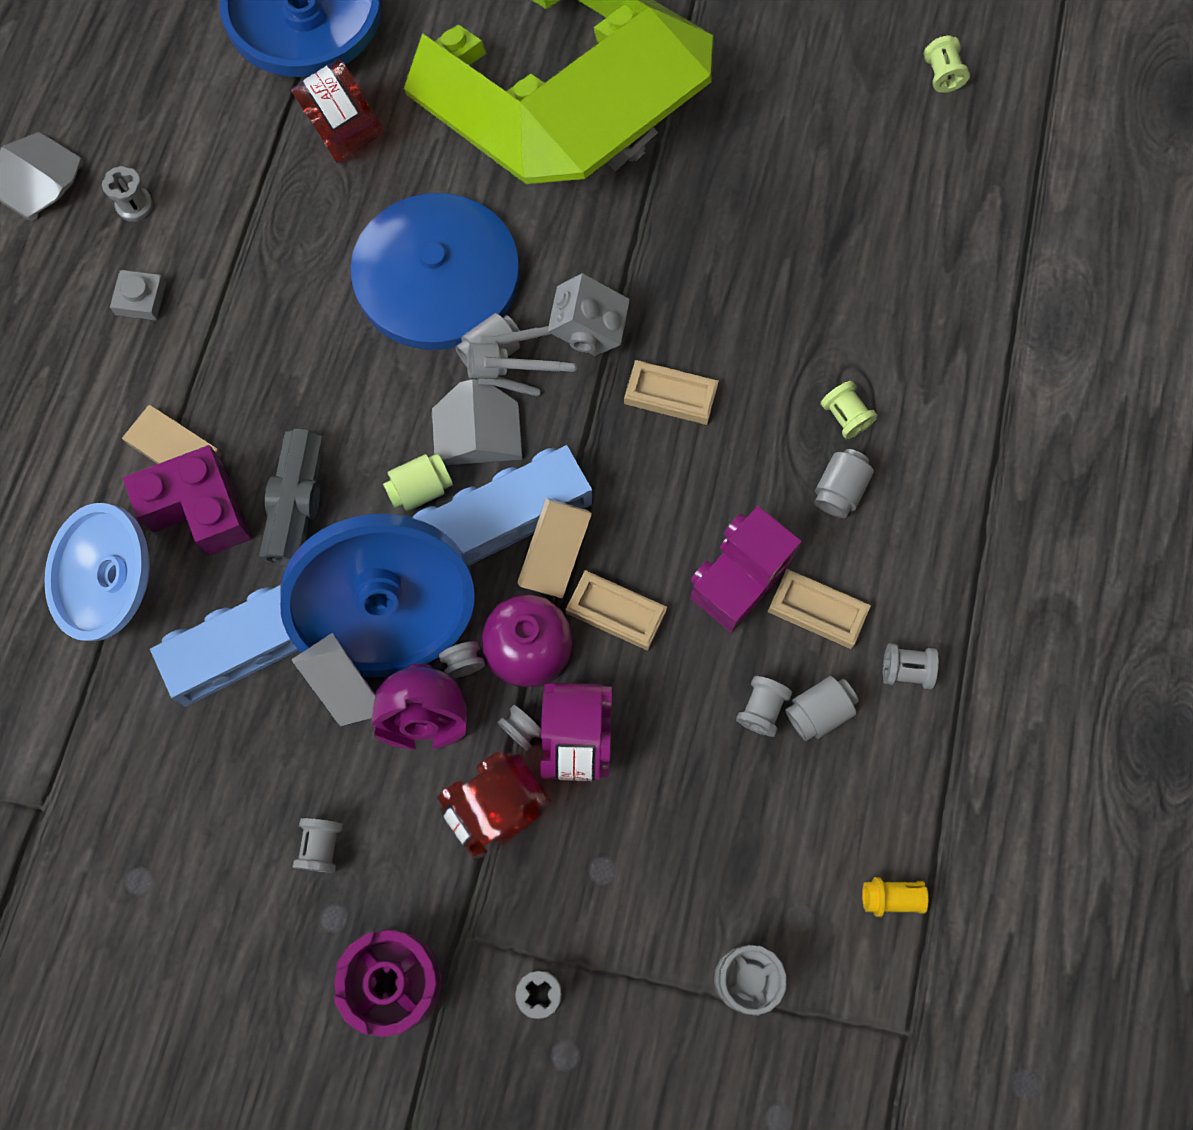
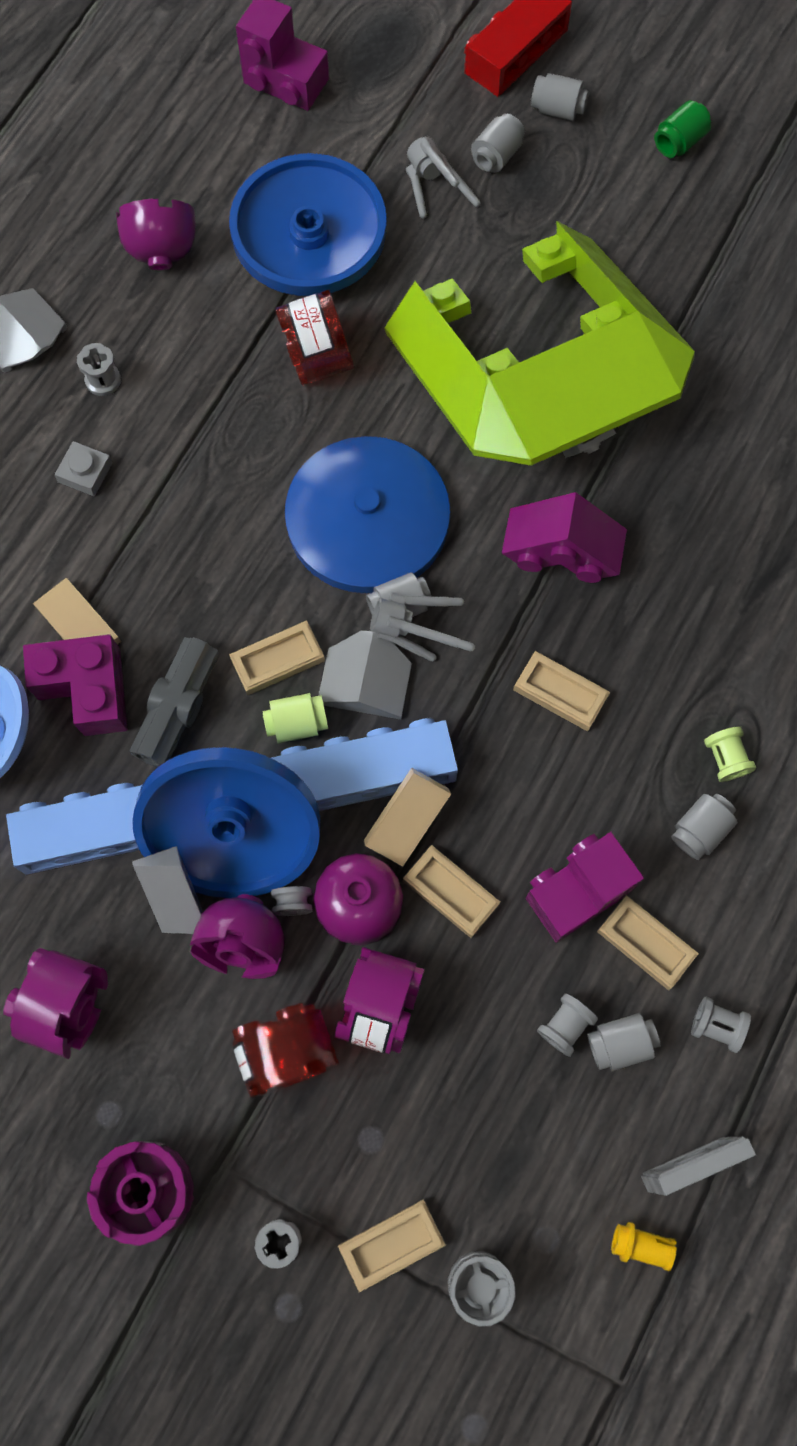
camera: 15 degrees right, 0 degrees up
(150, 46) = (155, 232): none -> magenta cylinder
(251, 820) = (56, 1002): none -> magenta brick
(317, 845) = (111, 1042): light grey bush -> none
(383, 430) = (277, 657): none -> tan tile
(520, 727) = (329, 981): light grey bush -> none
(588, 315) = (500, 597): light grey head -> none
(635, 238) = (567, 534): none -> magenta brick
(650, 965) = (391, 1245): none -> tan tile
(925, 802) = (697, 1165): none -> light grey tile

